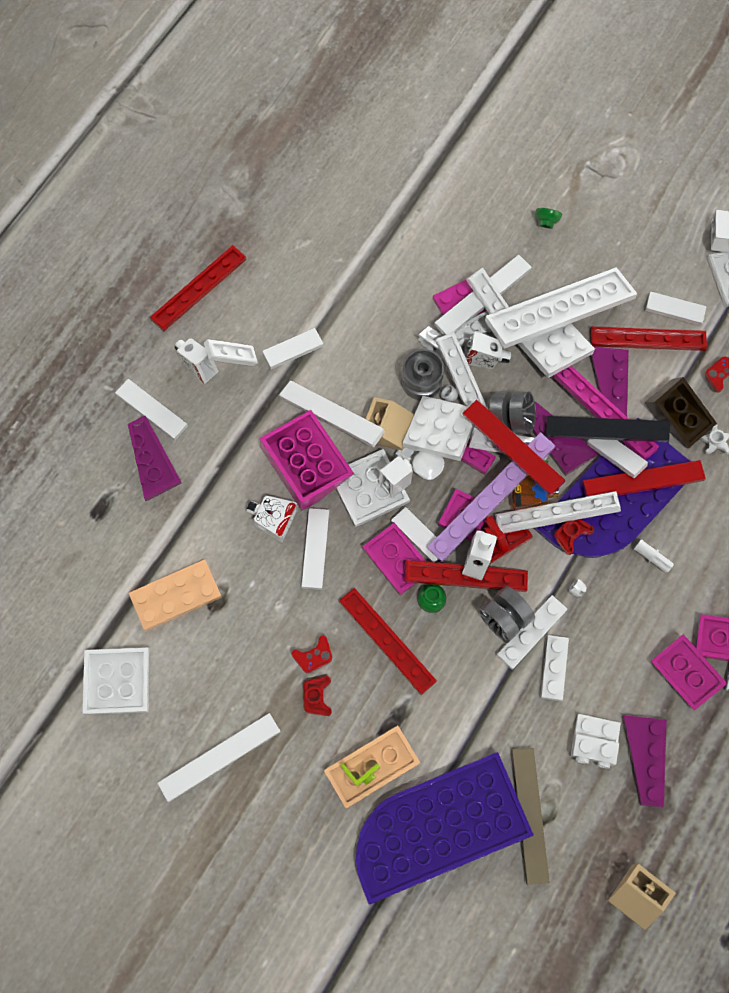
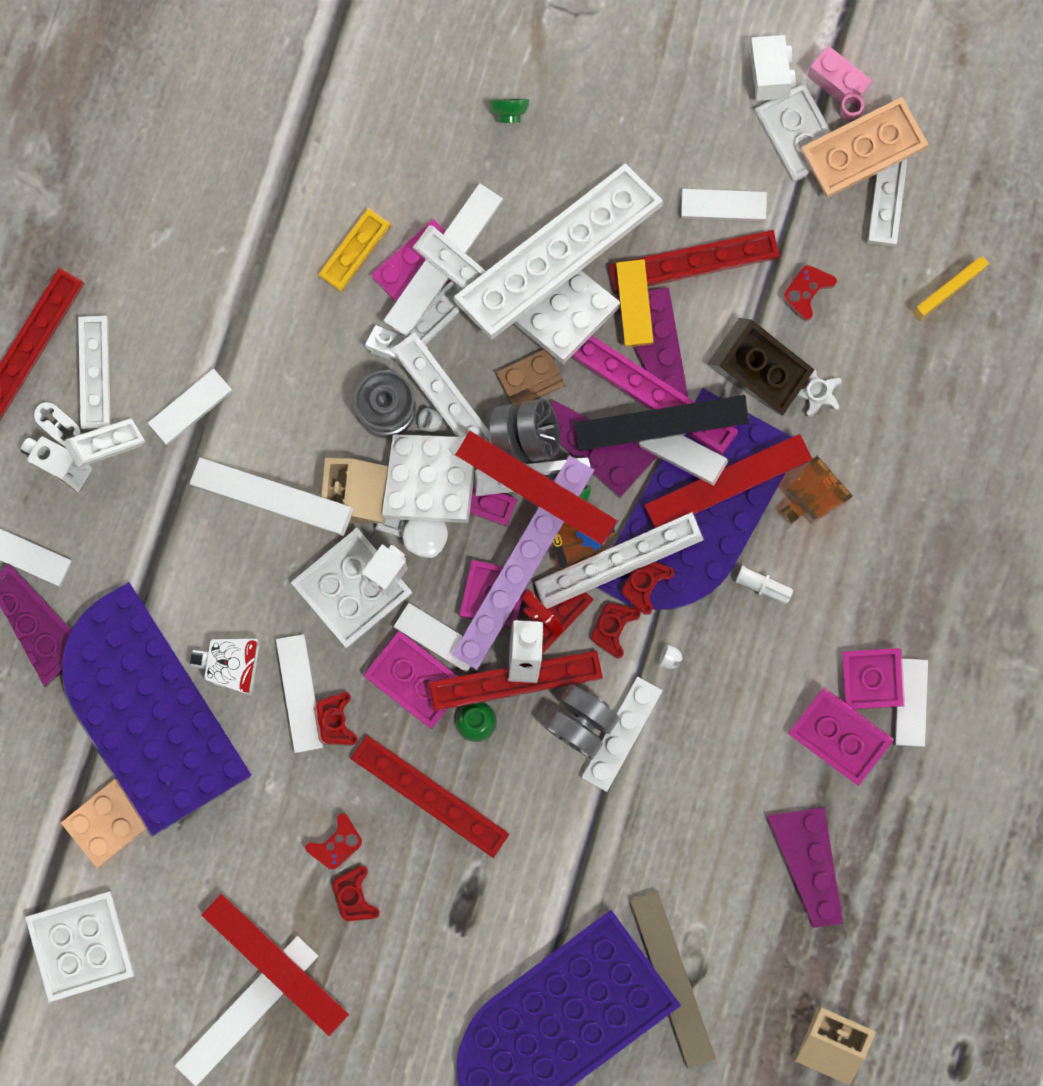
camera: 15 degrees left, 10 degrees up
(206, 333) = (61, 417): none -> white beam
(207, 535) = (146, 713): none -> dark purple plate
(237, 310) = (94, 372): none -> white plate
(249, 729) = (275, 964): none -> red tile
(305, 459) = (253, 572): dark pink slope -> none
(332, 572) = (331, 721): none -> red piece
(366, 778) = (447, 990): lime bracket -> none
(388, 750) = (451, 971): light nougat plate -> none
(425, 279) = (354, 250): none -> yellow tile
(485, 351) = (455, 346): white torso -> none
(524, 381) = (531, 378): none -> medium nougat plate
(540, 557) = (610, 626): none -> red piece
(554, 668) = (662, 775): white plate -> none
(595, 741) = (737, 859): white plate -> none
(604, 352) = (634, 303): none -> yellow tile
(702, 503) = (815, 493): none -> clear orange torso

